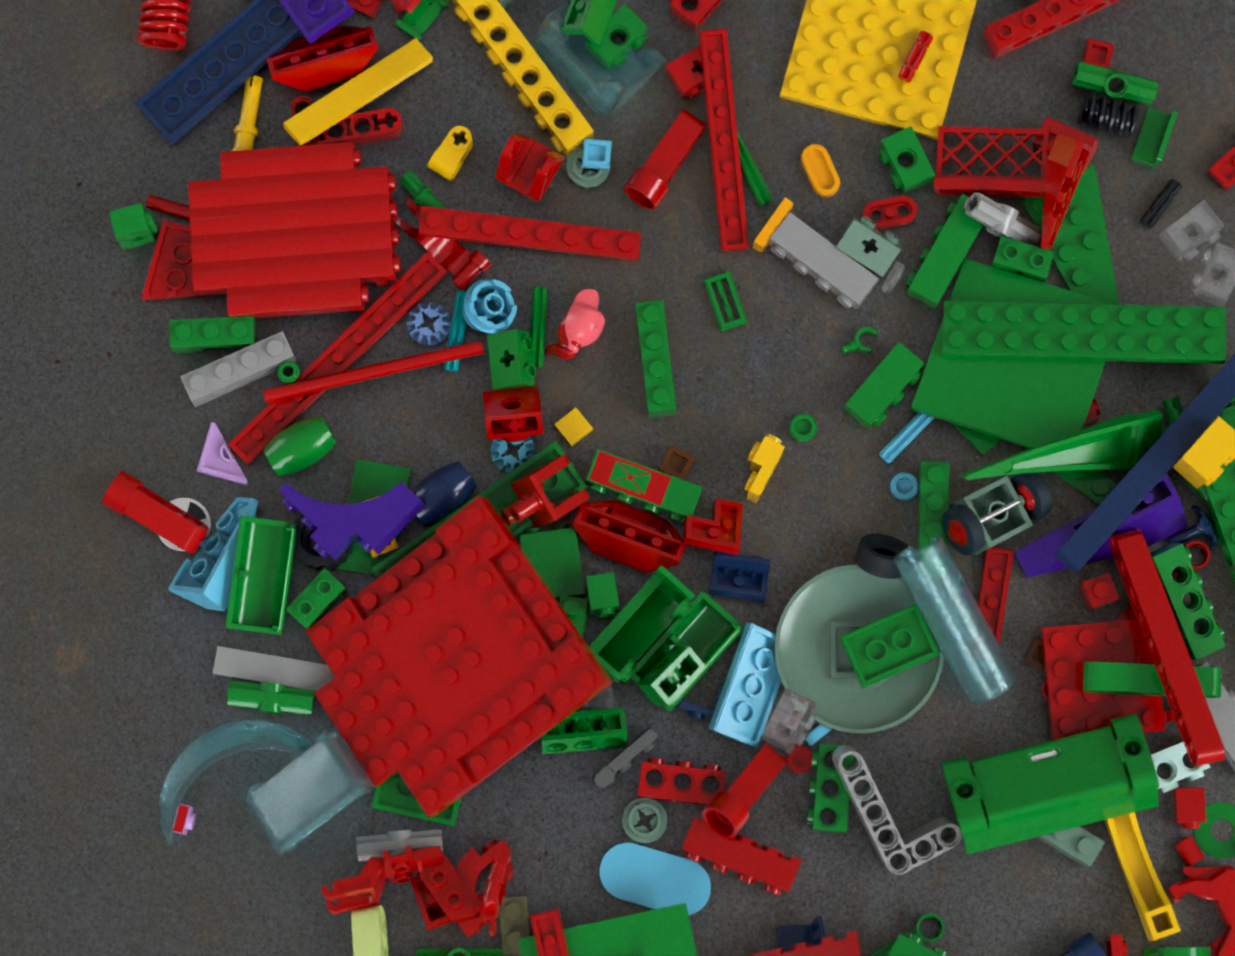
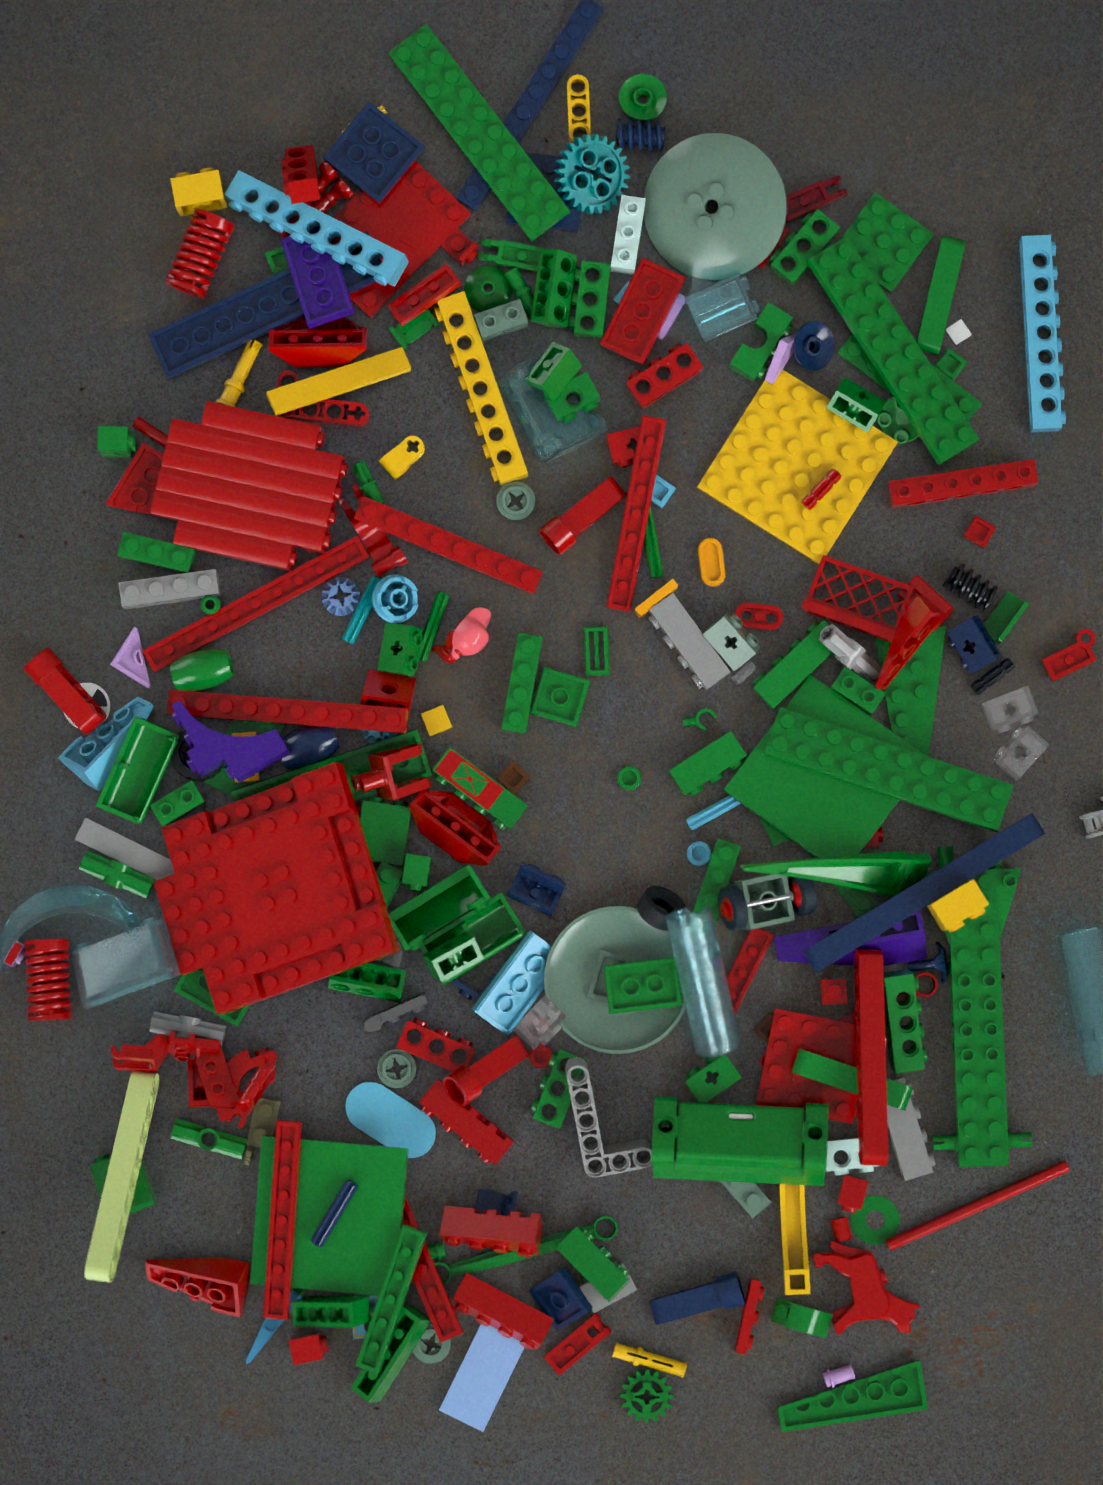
camera: 20 degrees right, 5 degrees up
(216, 837) = (44, 974): none -> red piece
(373, 371) = (281, 625): red piece -> none
(413, 460) = (291, 711): none -> red plate
(527, 166) = (463, 488): red piece -> none
(596, 154) = (525, 493): medium azure tile -> none
(700, 361) = (560, 697): none -> green plate
(718, 534) = (531, 848): red plate -> none
(744, 111) = (661, 492): none -> medium azure tile
(763, 461) = (587, 798): yellow plate -> none
(816, 734) = (560, 1040): medium azure tile -> none
(906, 144) = (791, 562): green brick -> none
(1010, 719) = (706, 1091): none -> green brick
(1098, 77) = (971, 553): green piece -> none
(1127, 159) = (985, 650): none -> dark blue brick

